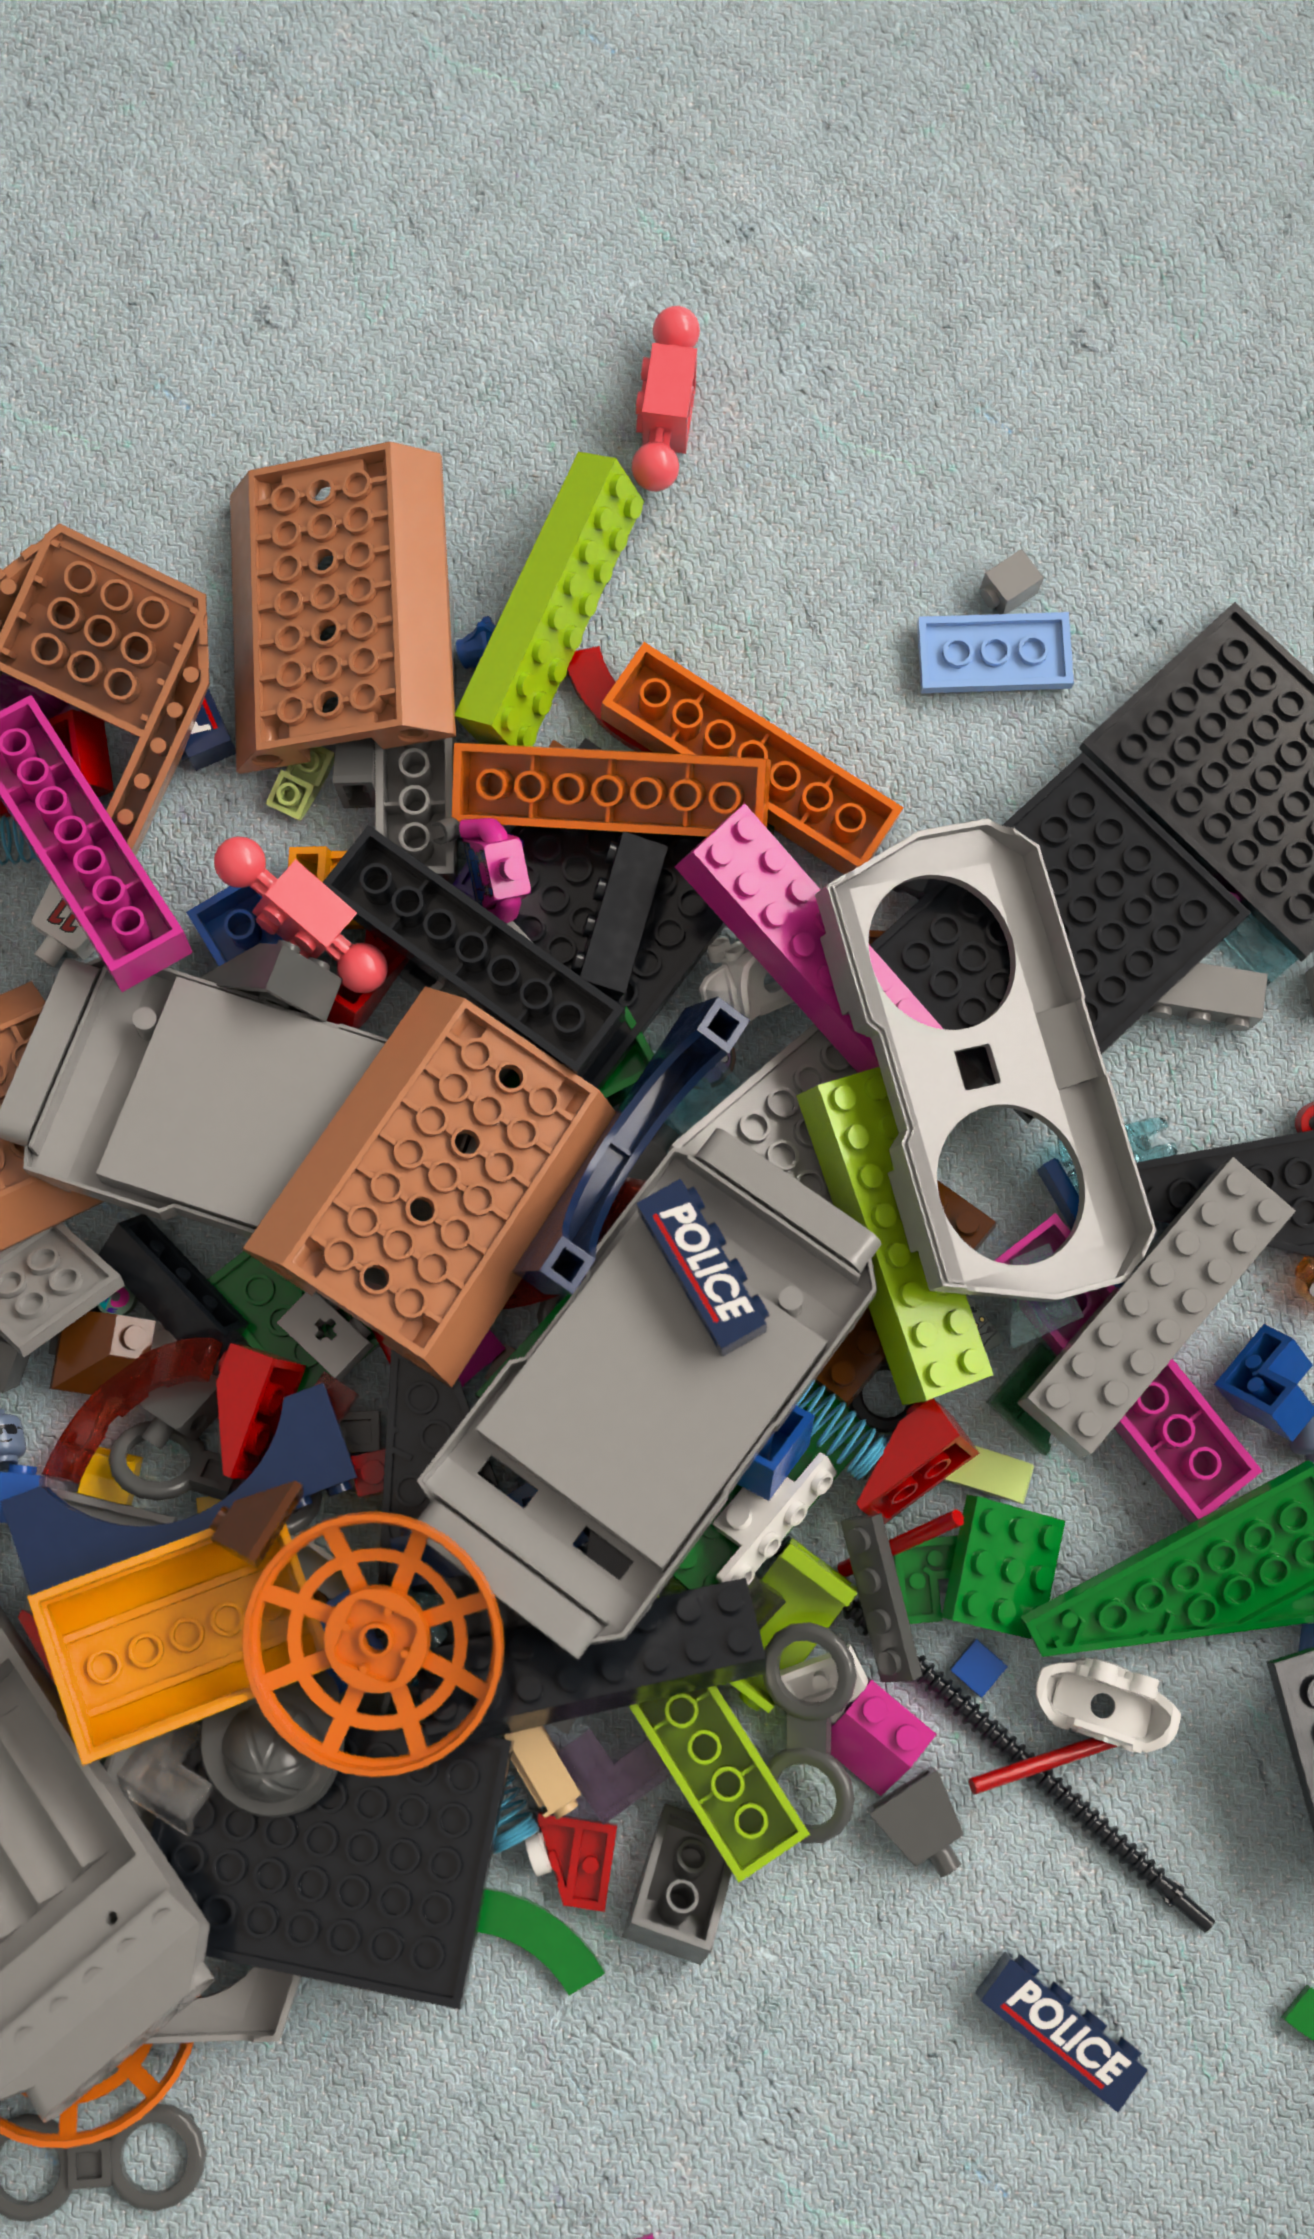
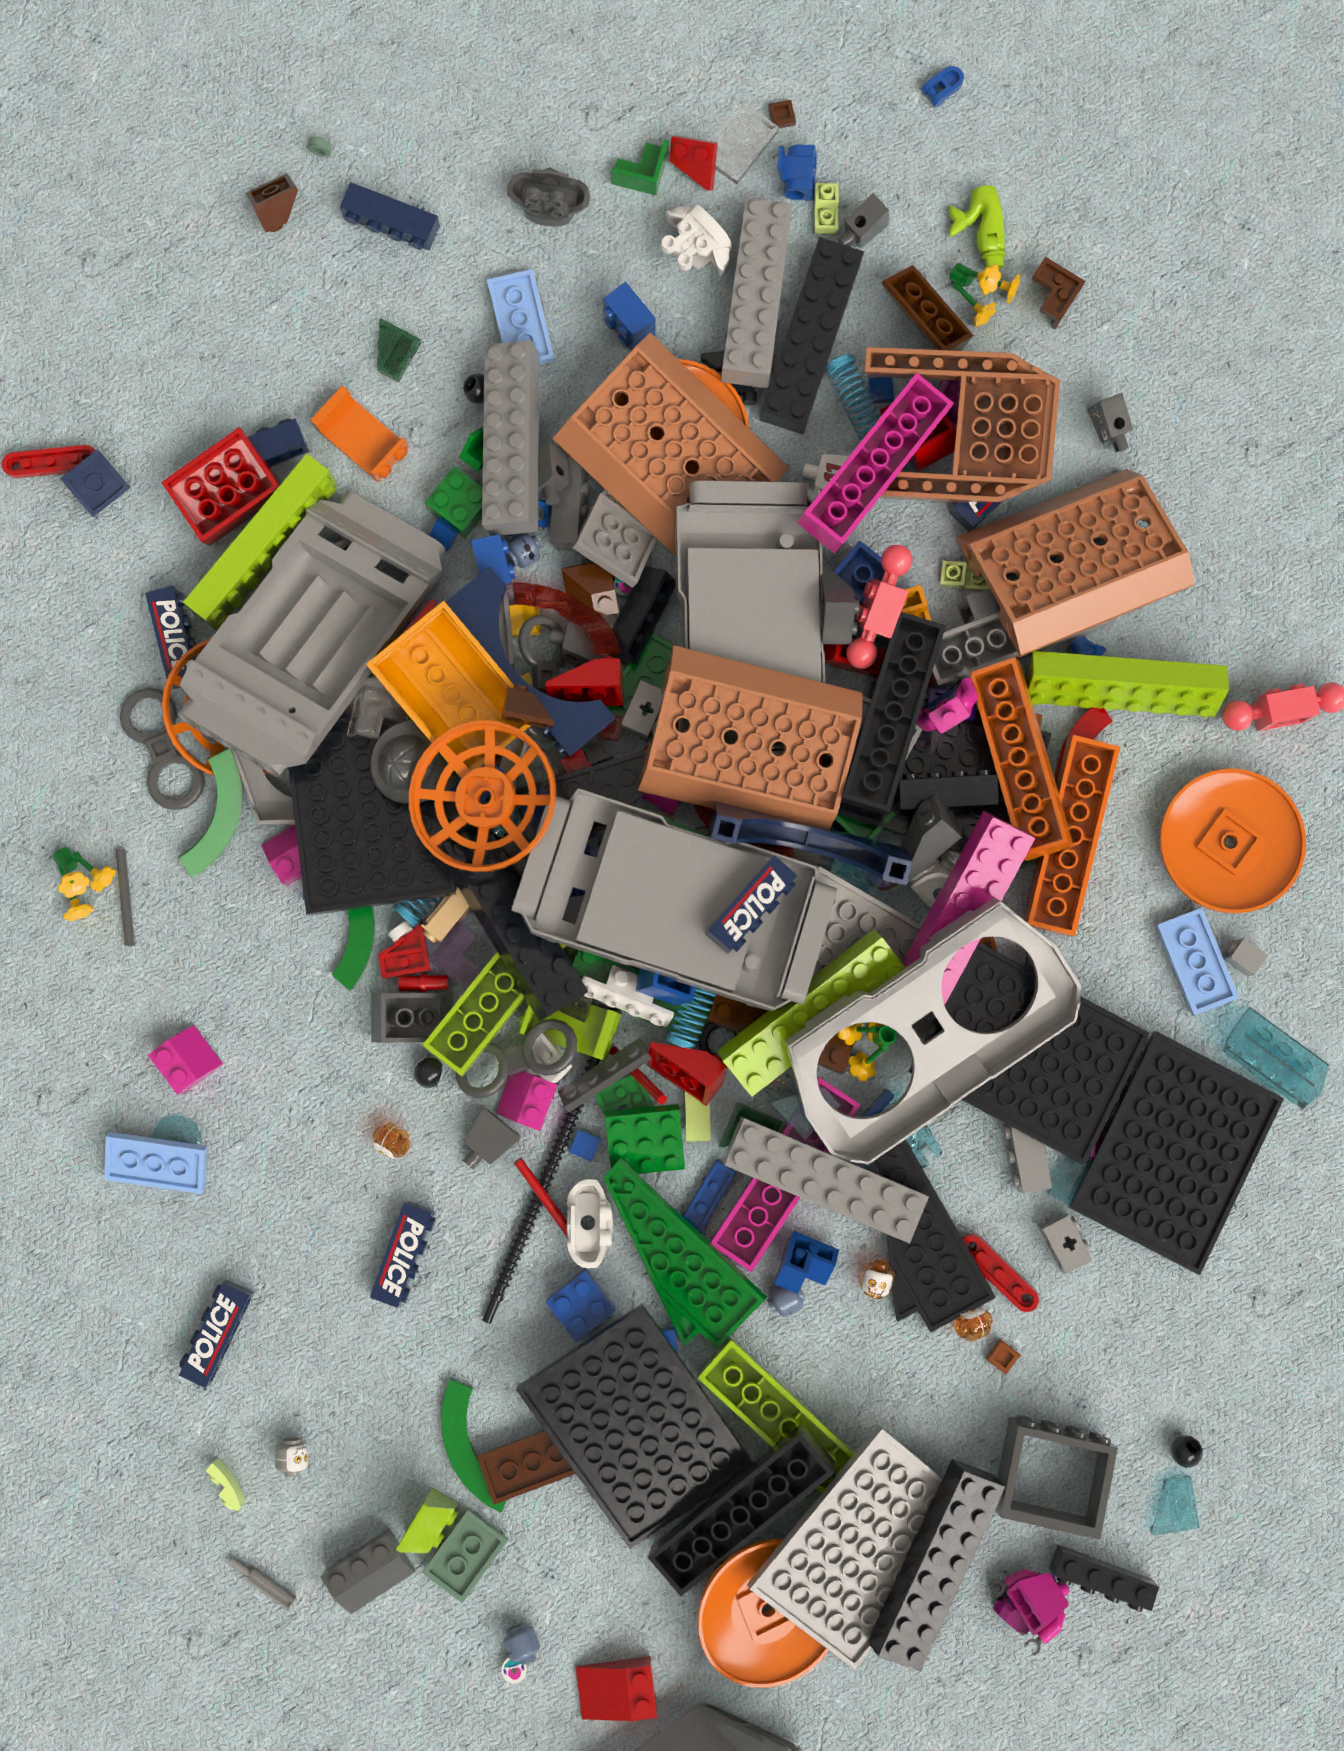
camera: 65 degrees right, 5 degrees up
(149, 488) = (1111, 421): none -> dark grey torso
(248, 2093) = (225, 816): none -> tile
(346, 2012) = (284, 855): none -> dark pink slope
(633, 1844) = (423, 982): none -> red pin
(678, 960) = (930, 834): none -> dark grey slope
(781, 1886) = (428, 1072): none -> black piece
(844, 492) = (1265, 833): none -> orange dish
(872, 1986) = (391, 1140): none -> clear orange head
(988, 1193) = (880, 1034): none -> yellow plant
(1118, 1499) = (709, 1195): none -> blue tile
(1173, 592) = (1276, 1058): none -> clear light blue slope
(1230, 1761) = (581, 1305): none -> blue brick

